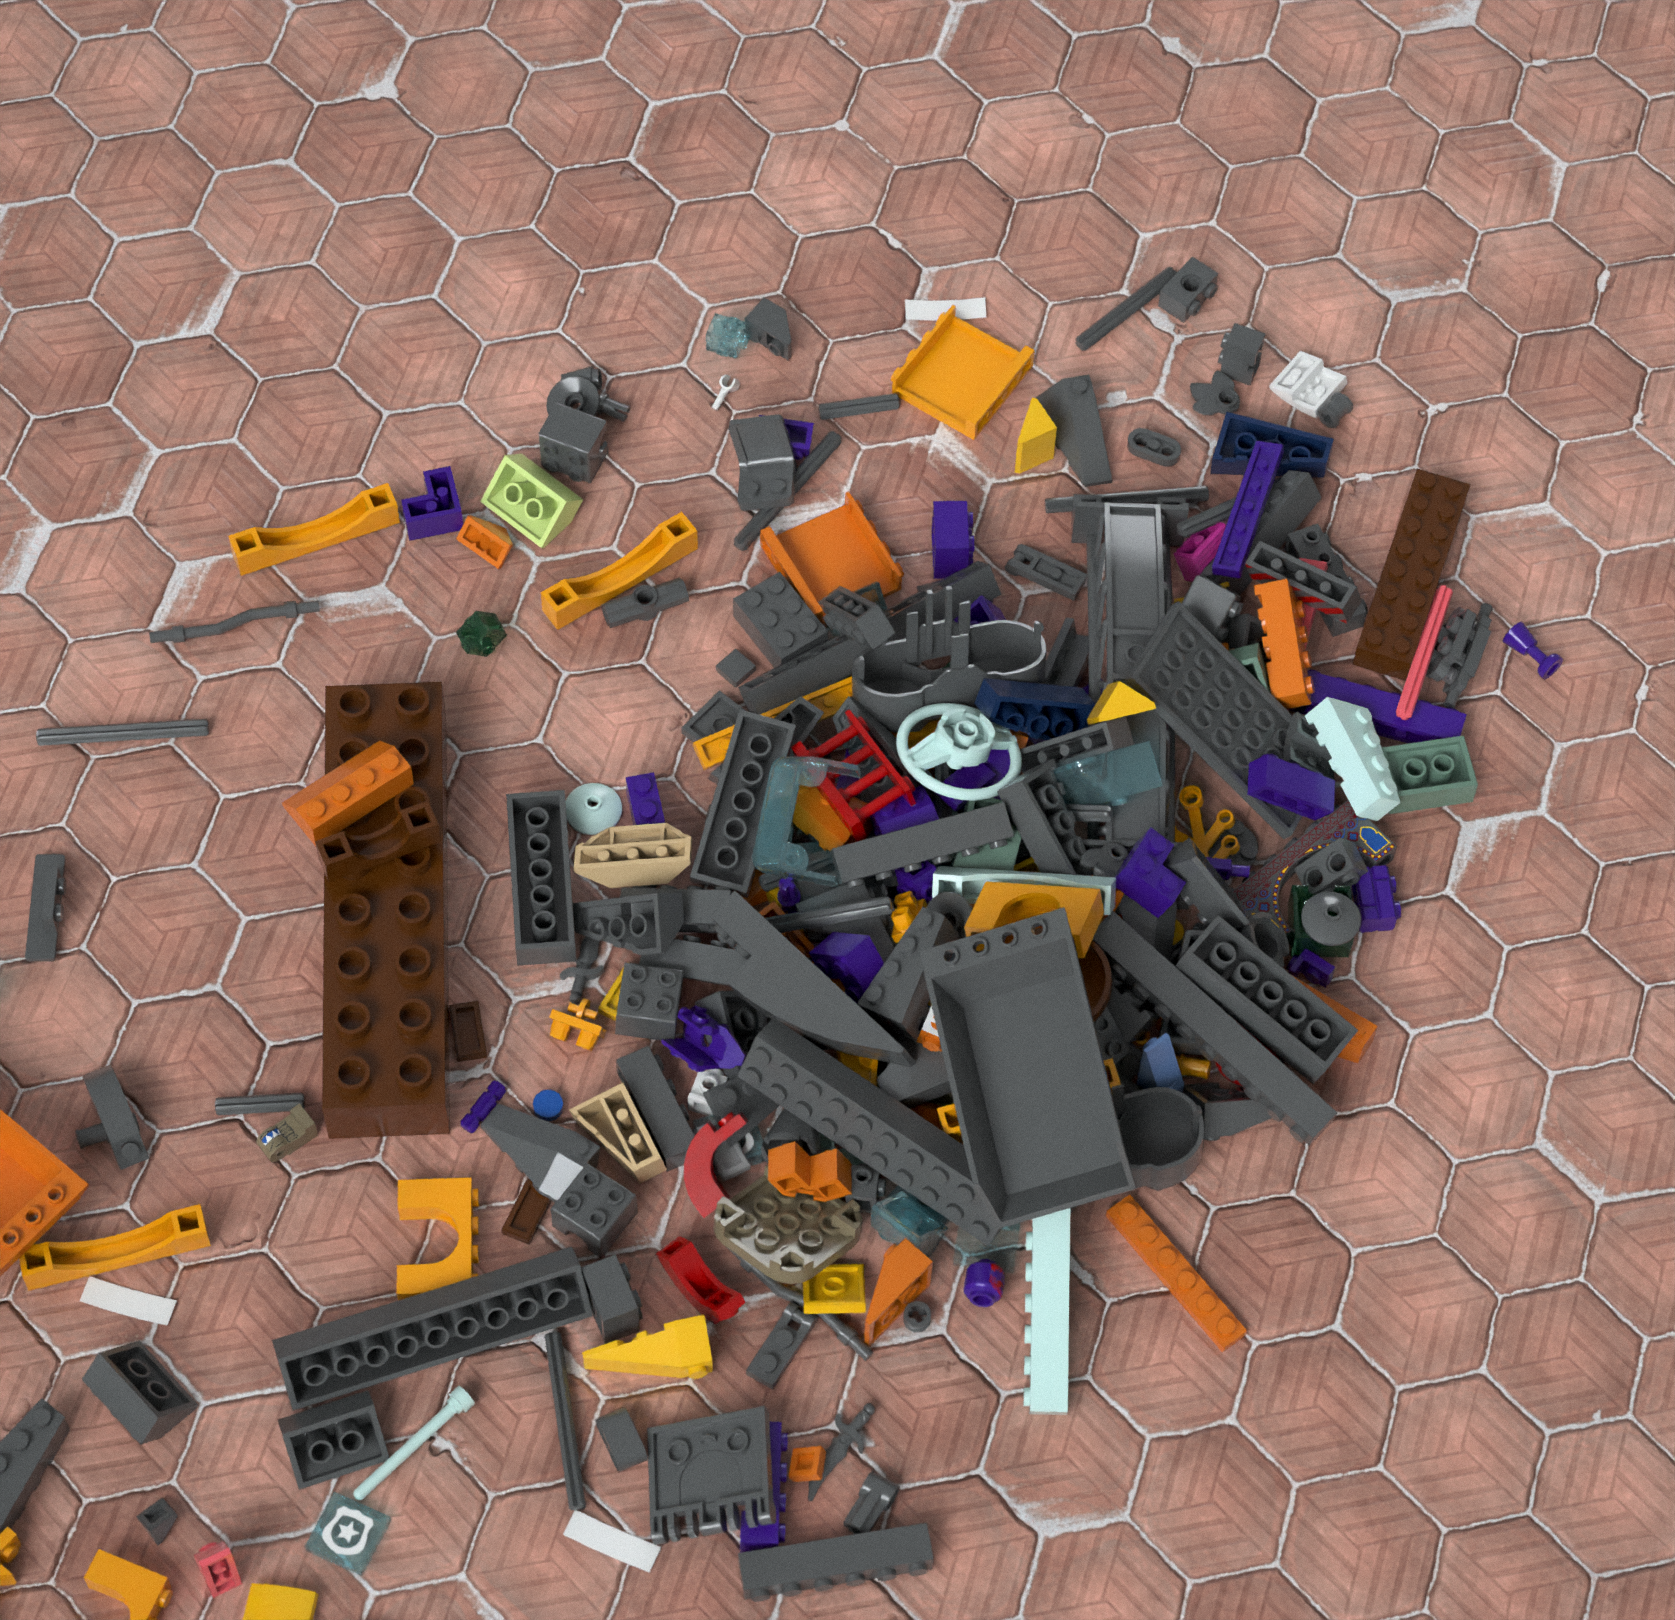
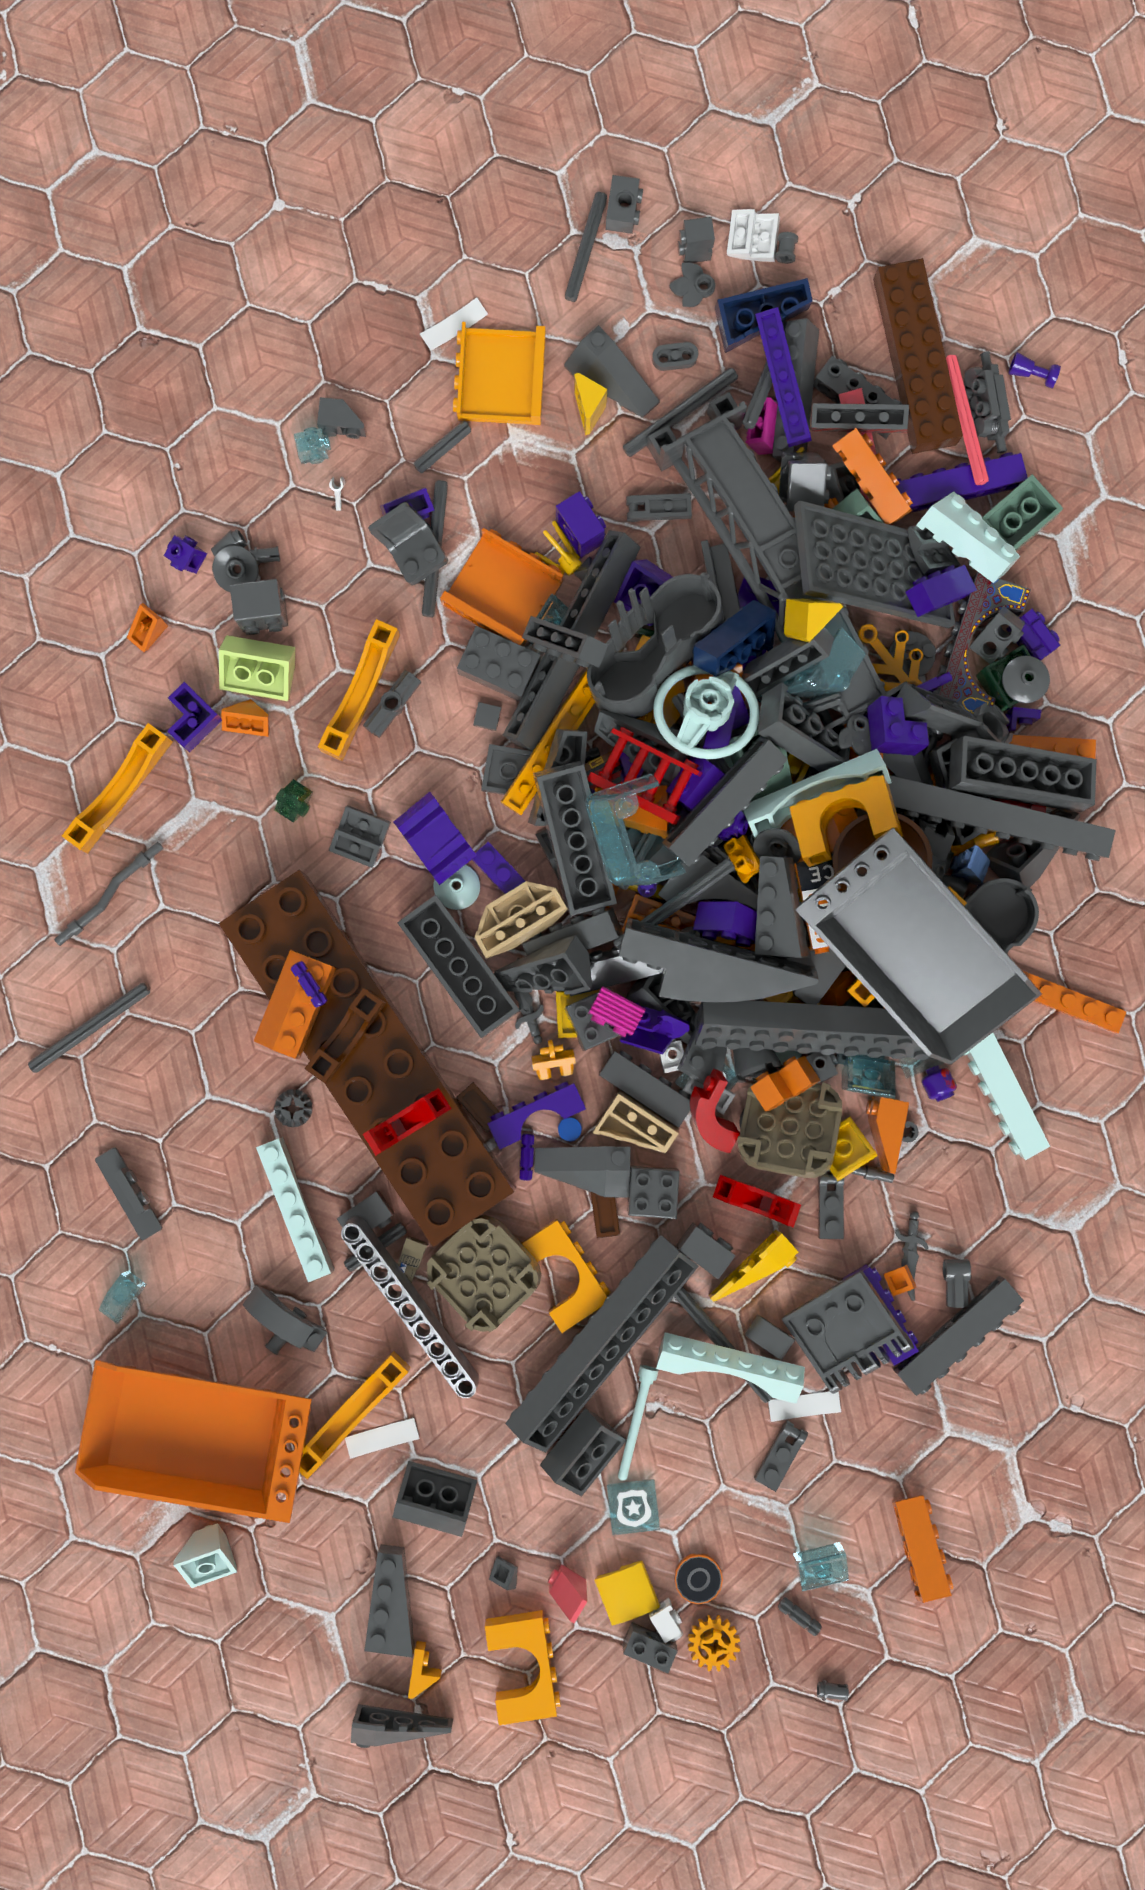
camera: 35 degrees left, 25 degrees up
(194, 1047) = (287, 1192): none -> light aqua arch
(262, 1184) = (411, 1318): none -> flat silver beam
(272, 1065) = (373, 1210): none -> dark grey brick
(274, 933) = (300, 1117): none -> dark grey gear
(356, 1187) = (484, 1273): none -> dark tan tile
(376, 764) = (309, 984): none -> dark purple axle
(383, 960) = (407, 1121): none -> red arch
(448, 407) = (146, 628): none -> orange slope
(486, 1060) = (564, 1101): none -> dark purple arch
(525, 707) = (359, 836): none -> dark grey slope
(532, 363) = (185, 554): none -> dark purple brick
(549, 1577) = (780, 1456): none -> dark grey plate
(600, 740) = (434, 838): none -> dark purple slope
(600, 1482) = (688, 1355): none -> light aqua arch
(673, 987) = (616, 1011): none -> dark pink brick
(917, 571) = (569, 560): none -> yellow plant

